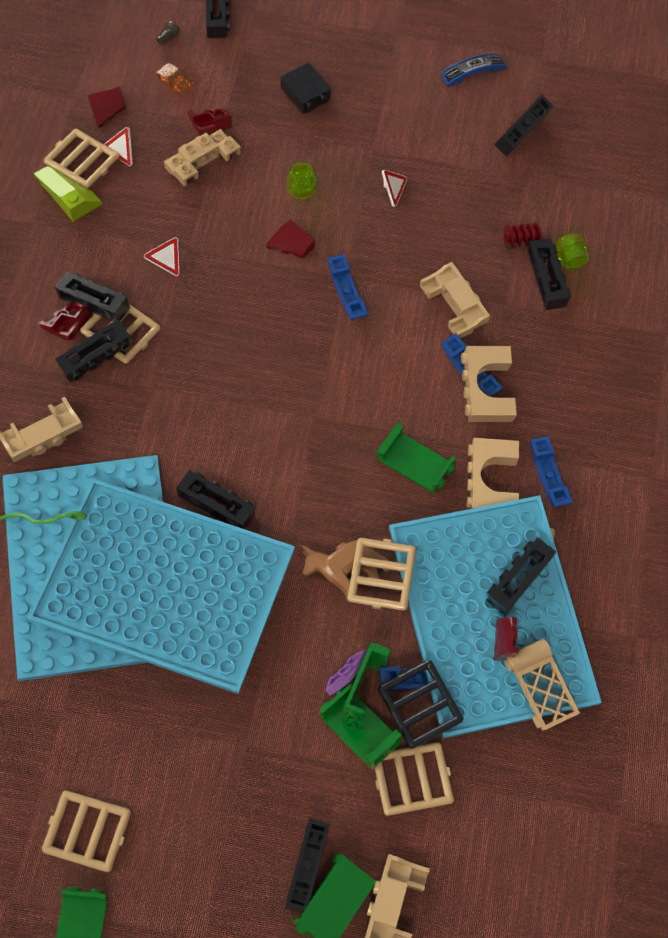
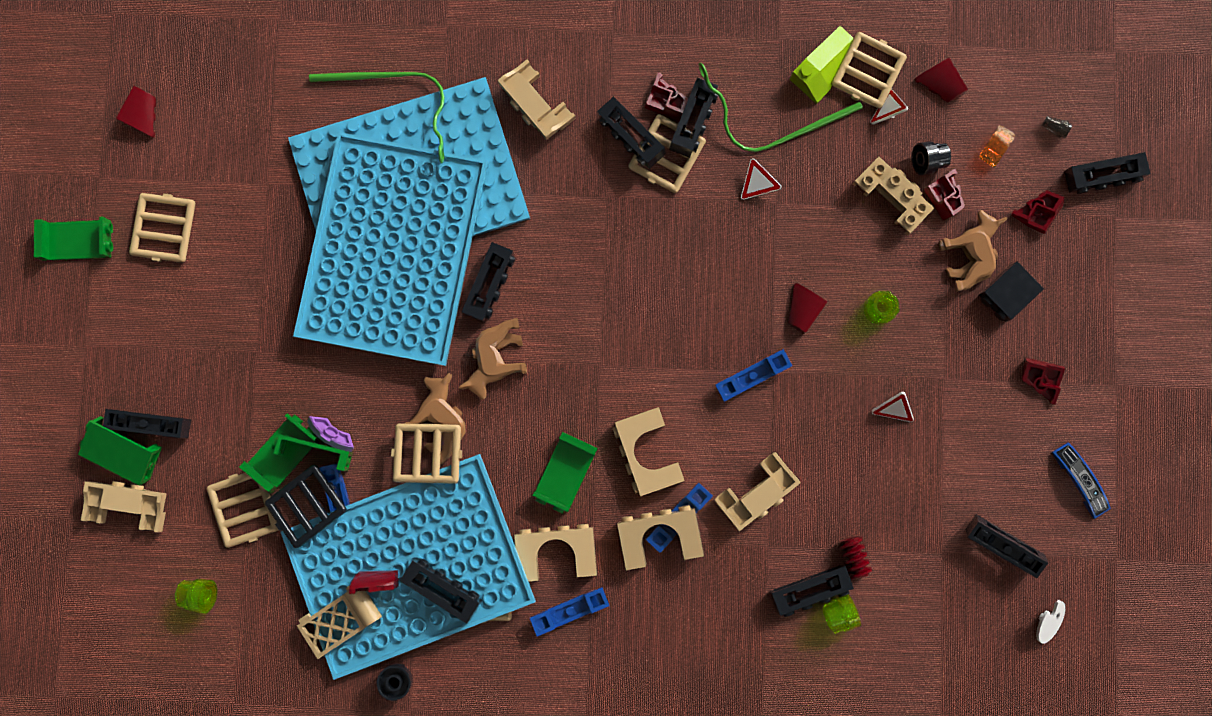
camera: 85 degrees right, 20 degrees up
(120, 199) = (820, 123): none -> bright green piece
(174, 123) = (929, 157): none -> black piece
(239, 57) = (1040, 212): none -> dark red slope
(265, 104) = (978, 250): none -> medium nougat animal
(294, 510) = (489, 359): none -> medium nougat animal
(383, 79) = (1043, 378): none -> dark red slope
(386, 398) = (645, 479): none -> tan arch
(502, 834) = (196, 595): none -> clear neon green piece
(590, 108) = (1050, 623): none -> white piece
(611, 629) = (402, 674): none -> black piece

